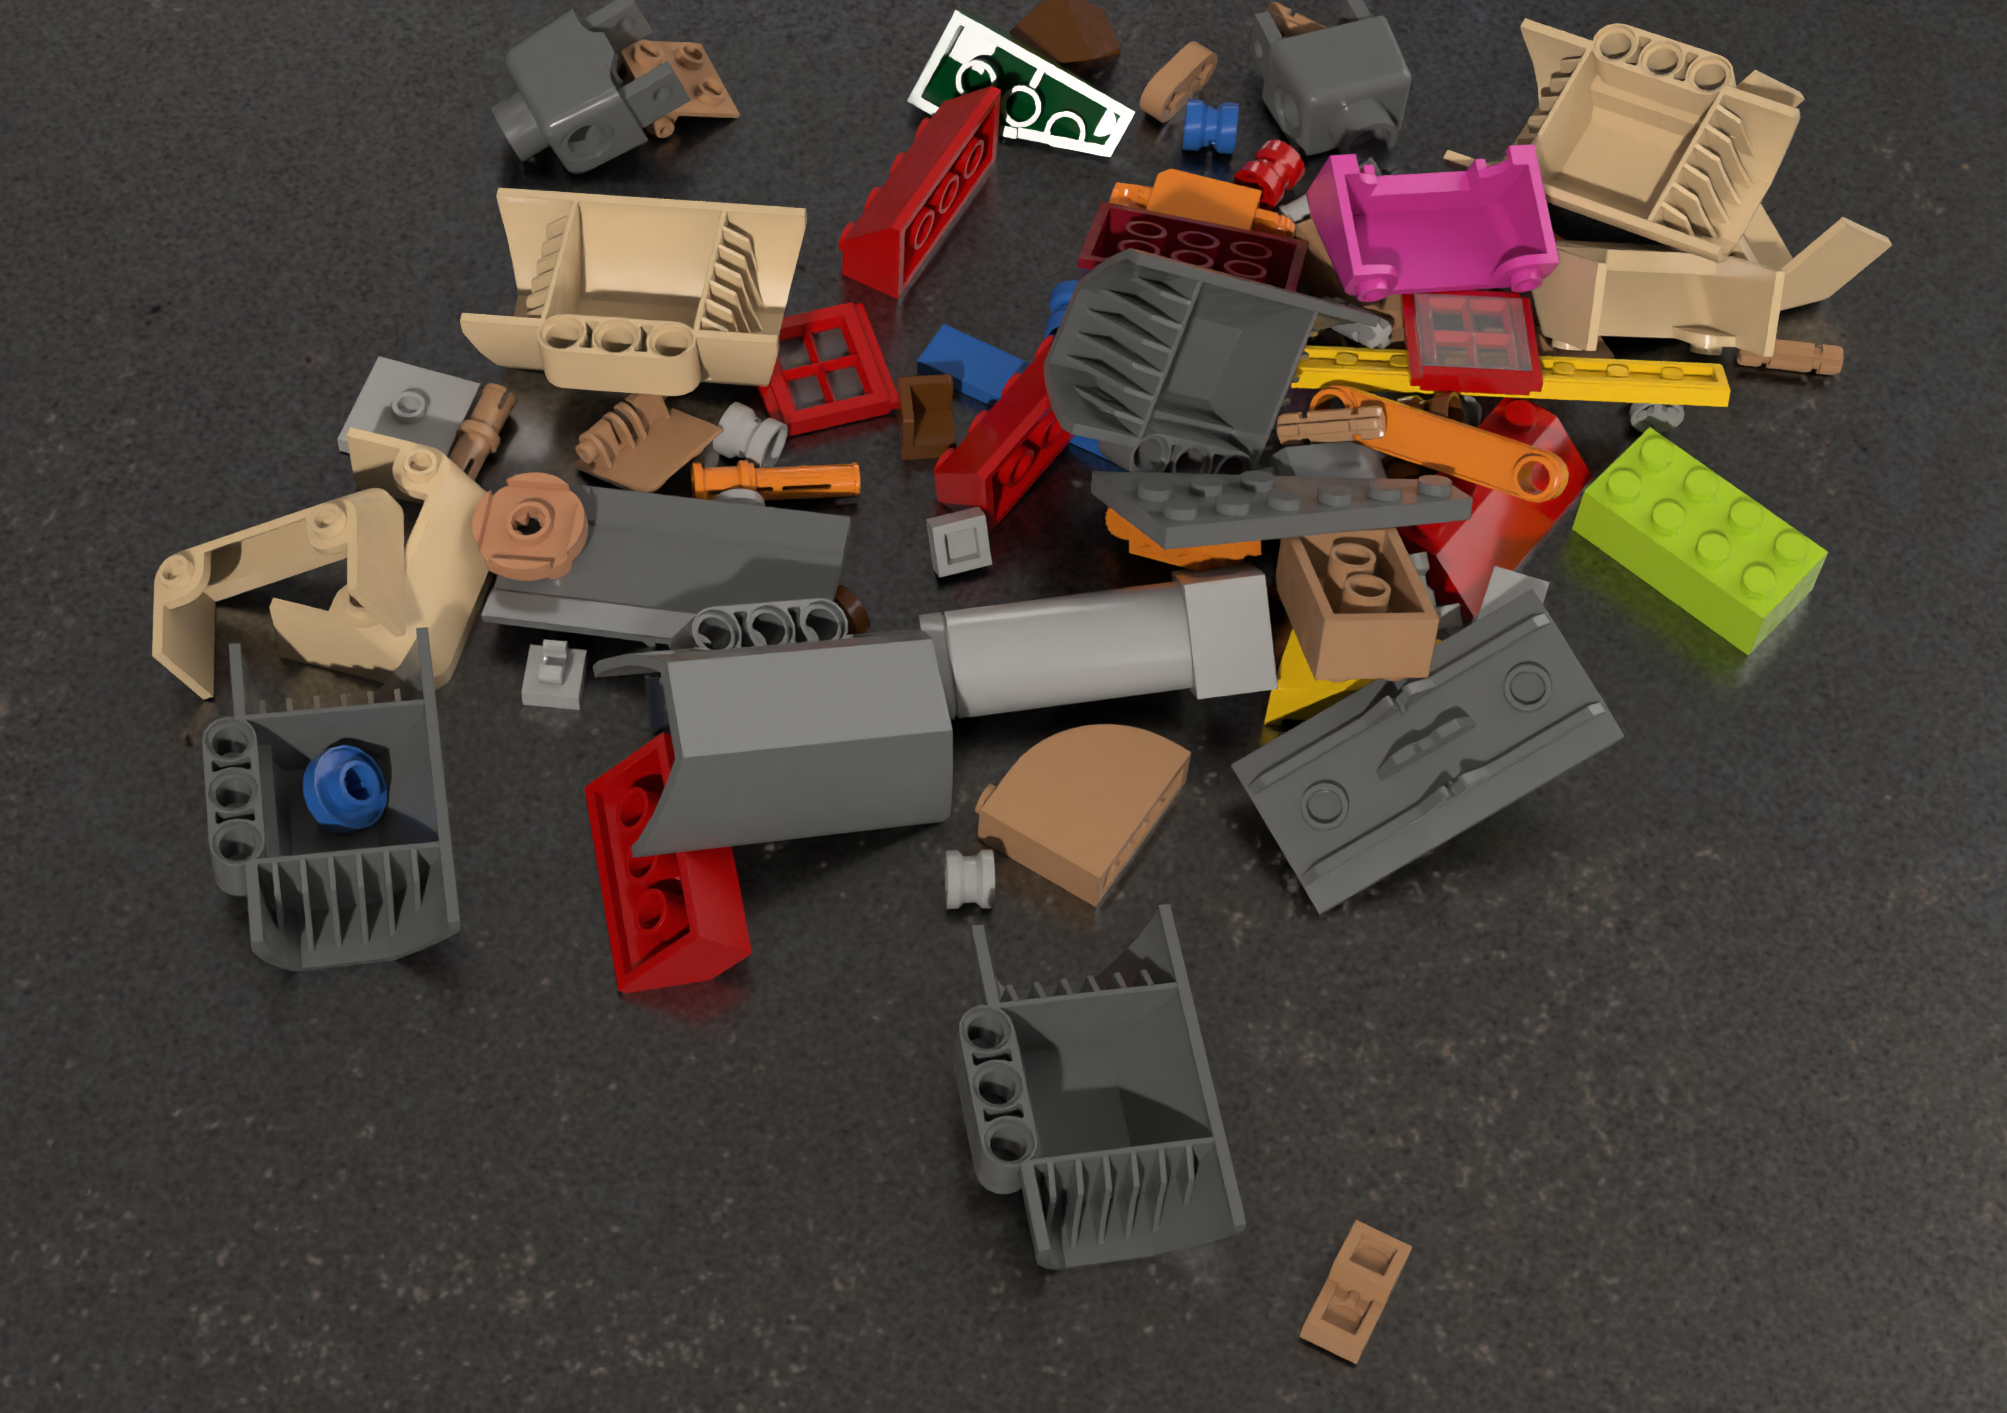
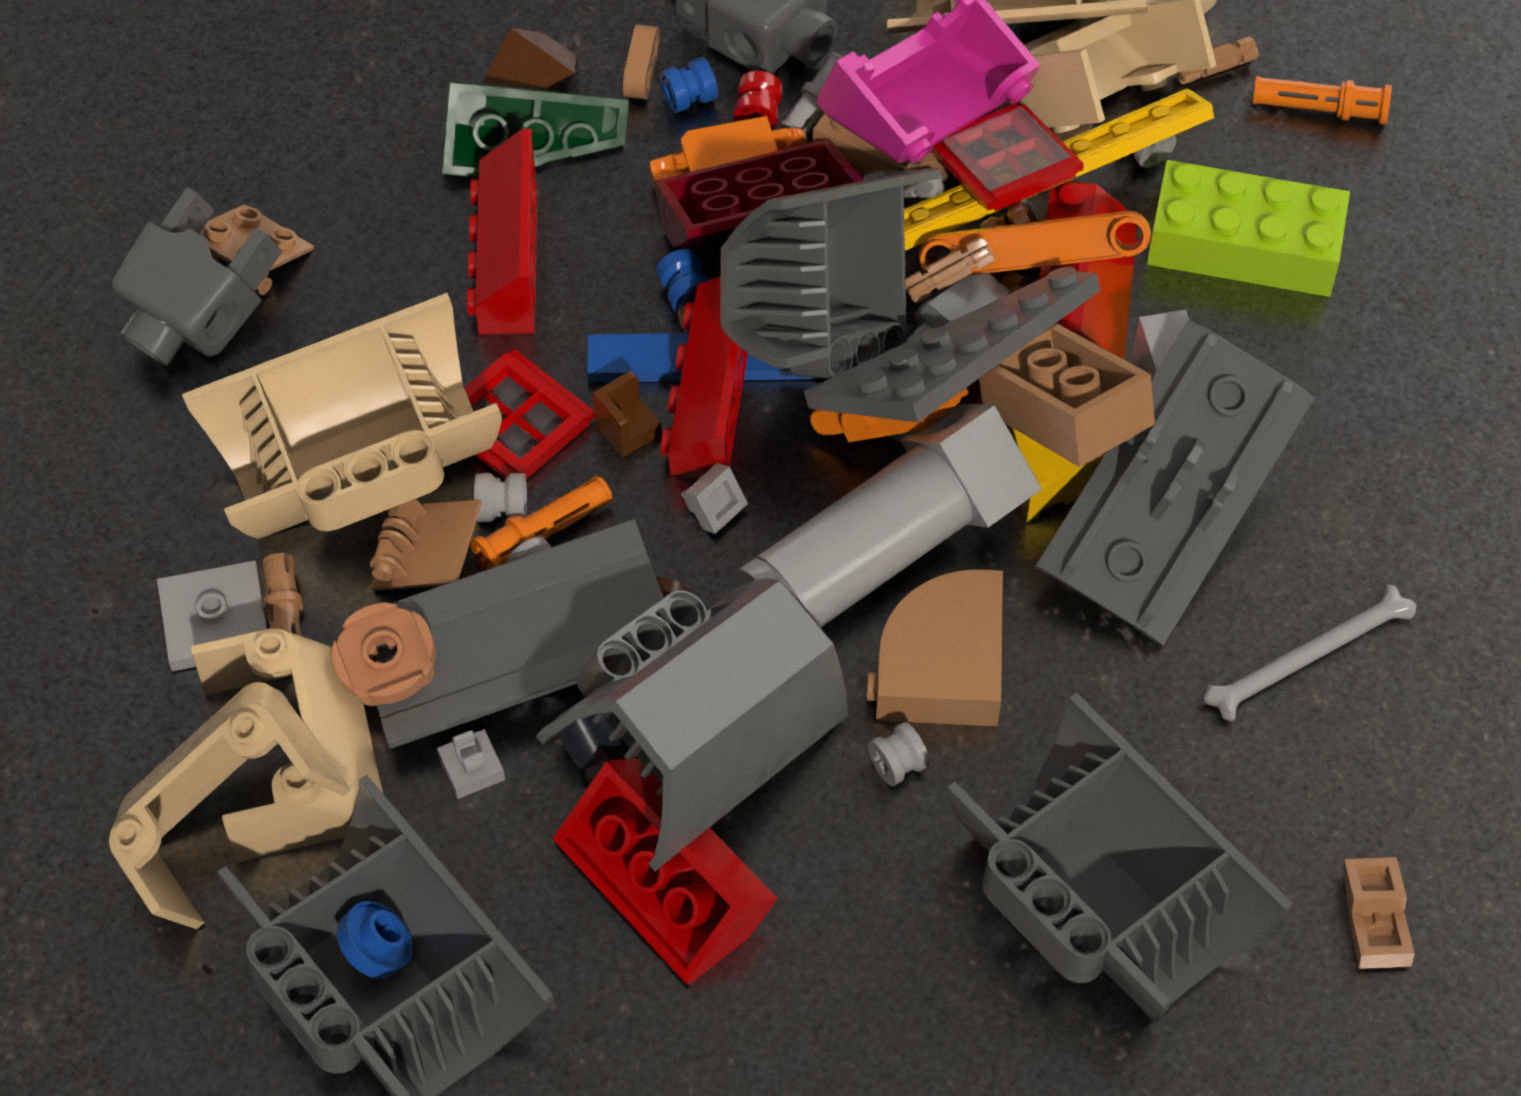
camera: 25 degrees left, 0 degrees up
(1352, 999) = (1228, 697): none -> light grey piece
(1906, 457) = (1267, 91): none -> orange pin

